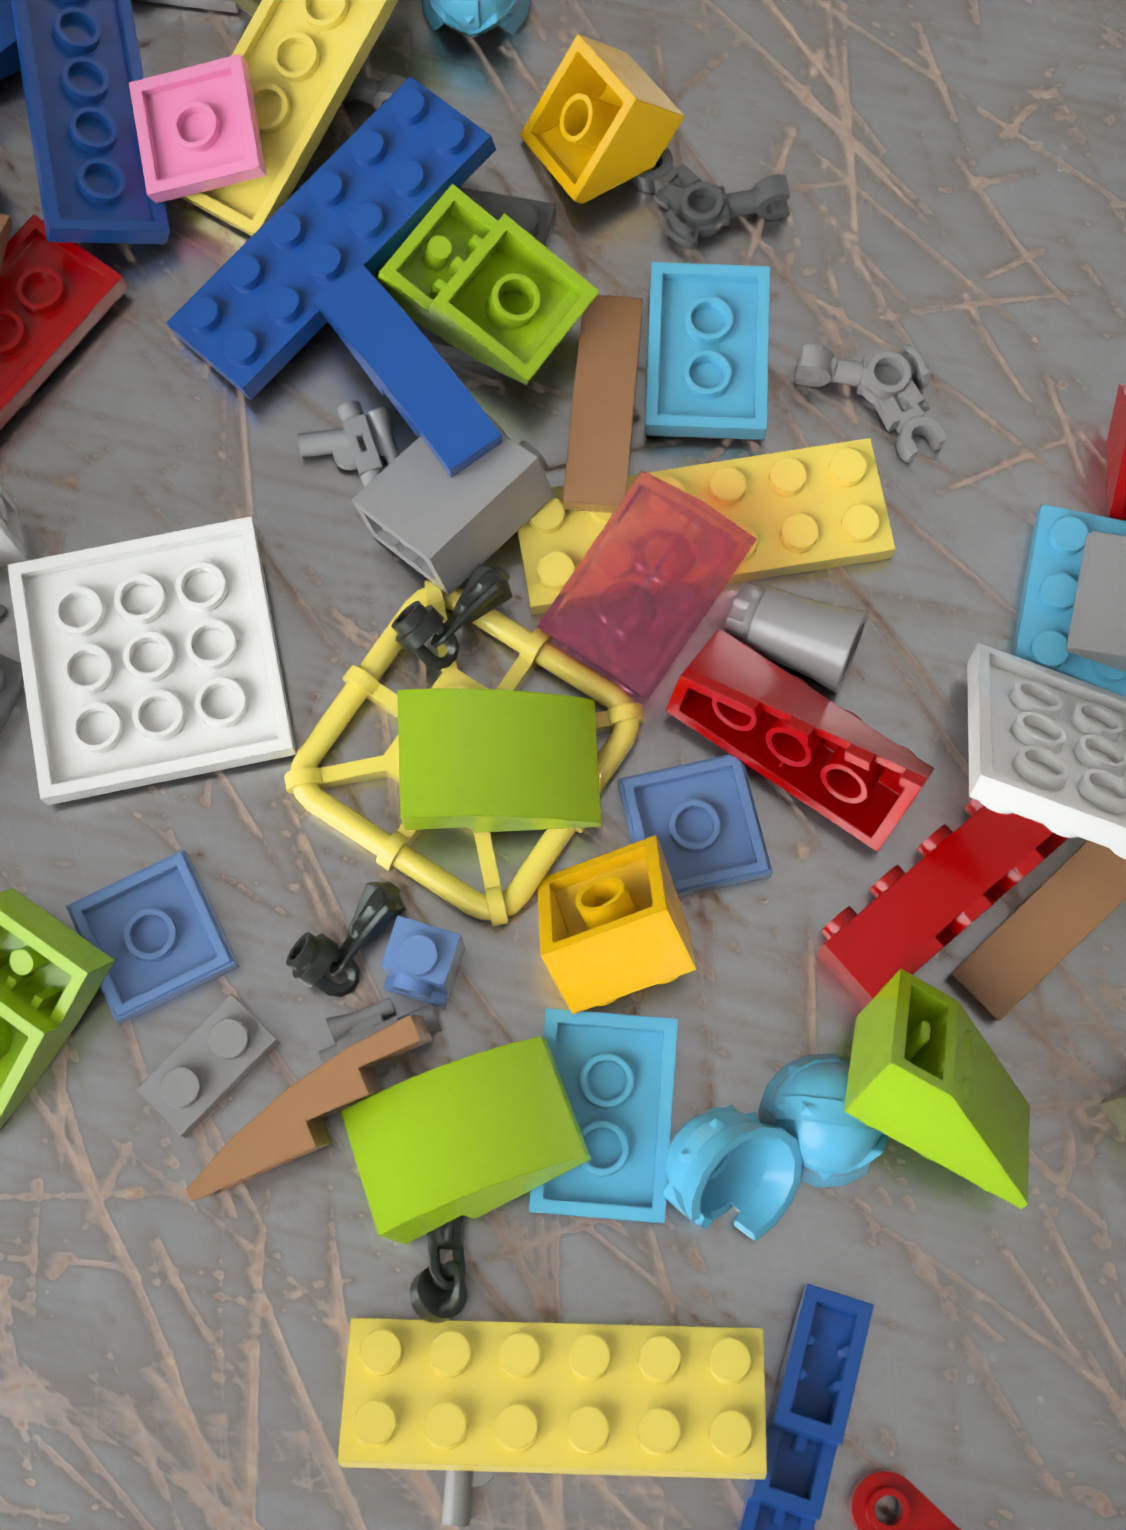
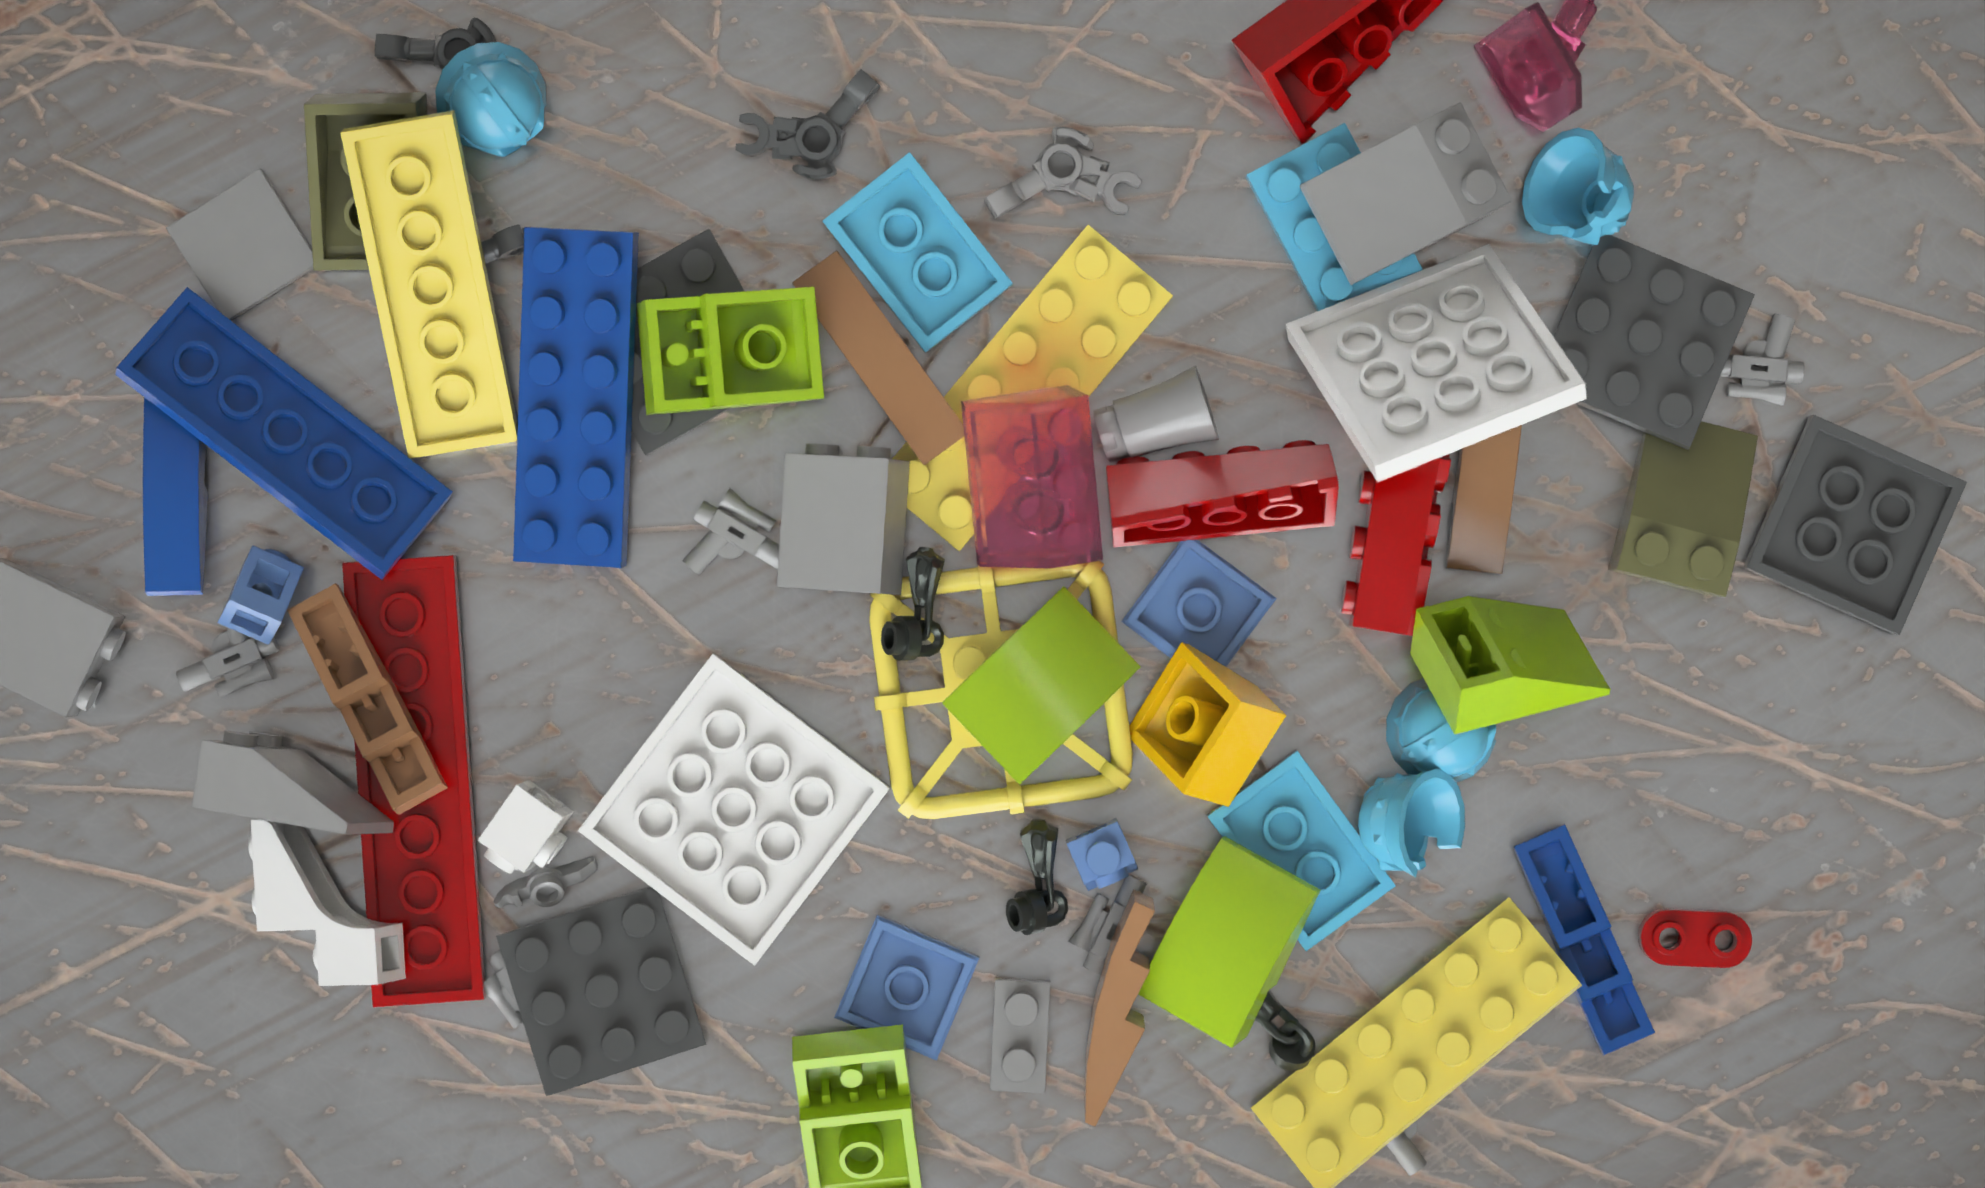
camera: 45 degrees left, 15 degrees up
(197, 129) = (413, 405): bright pink plate -> none
(408, 370) = (734, 465): blue slope -> none
(599, 120) = (690, 140): yellow slope -> none

